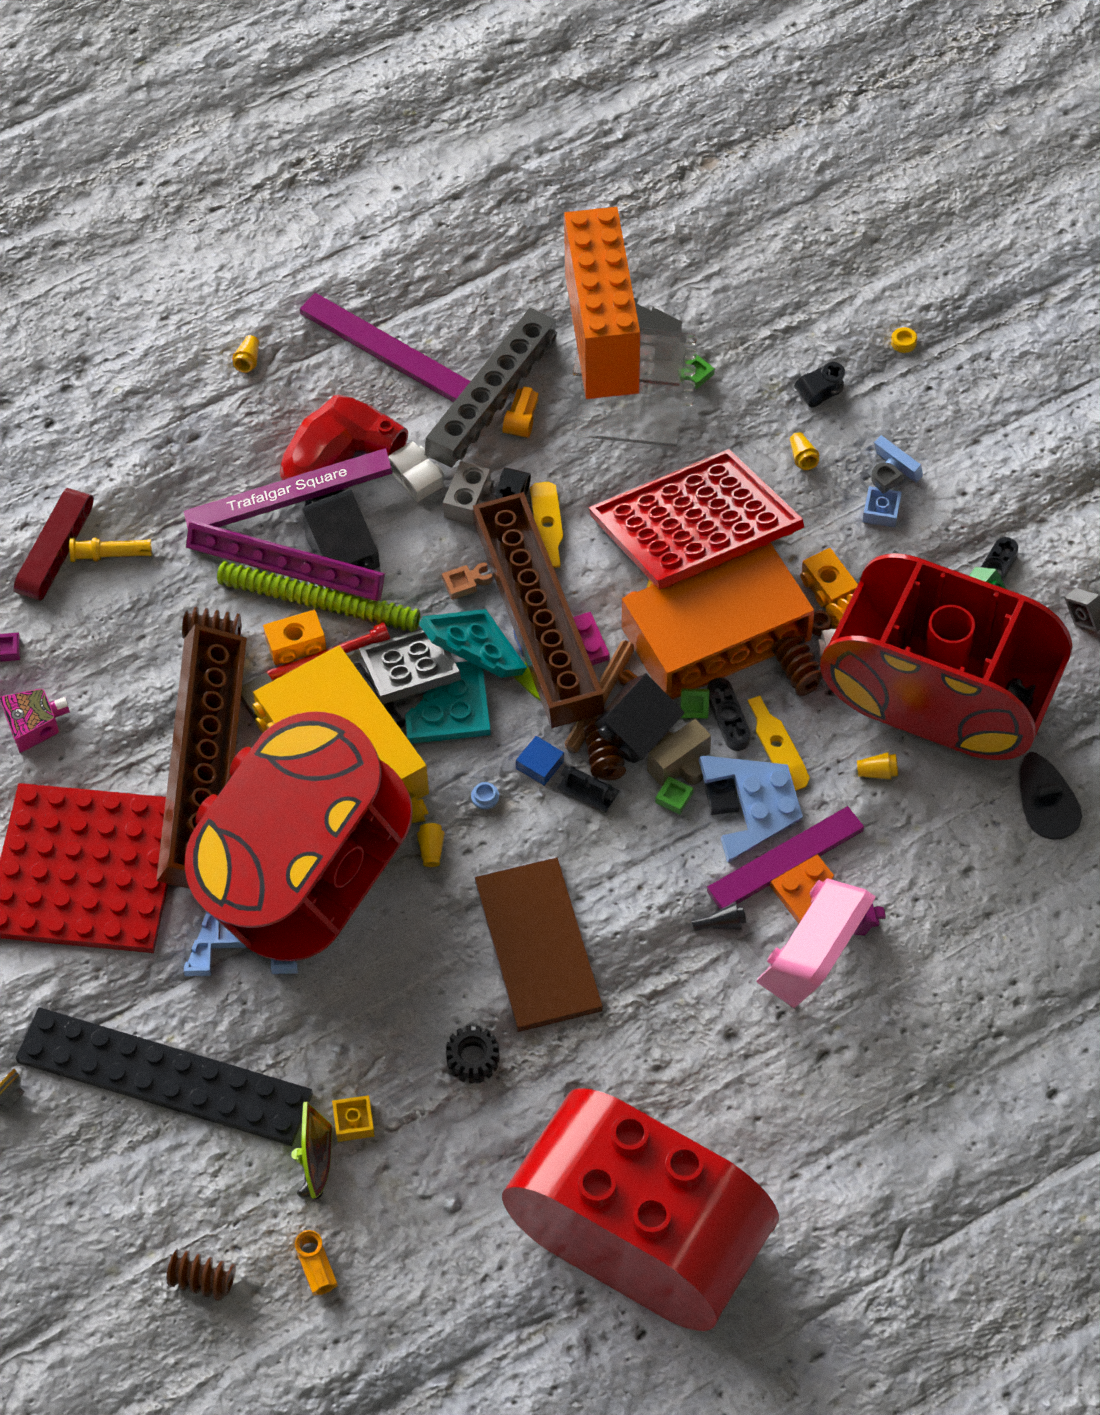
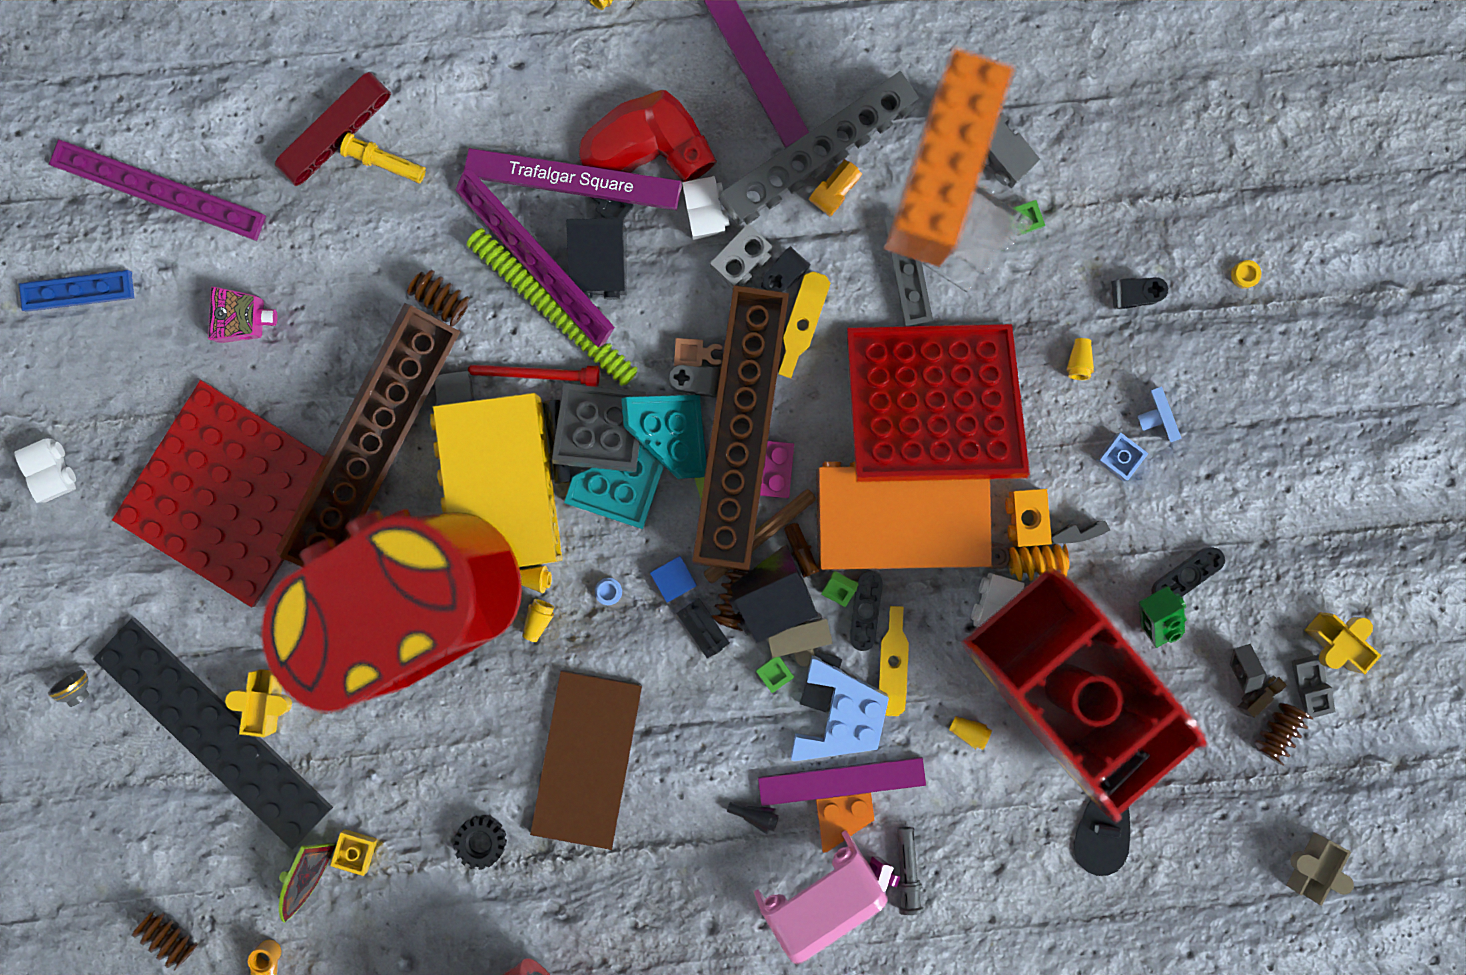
camera: 20 degrees right, 30 degrees up
(202, 1018) = (259, 703): none -> yellow piece
(280, 637) = (494, 337): light orange brick -> none
(477, 596) = (702, 380): none -> dark grey piece
(617, 444) = (910, 286): none -> dark grey plate
(798, 664) = (955, 595): reddish brown piece -> none
(886, 476) = (1141, 432): dark grey tile -> none
(897, 913) = (909, 883): none -> dark grey pin

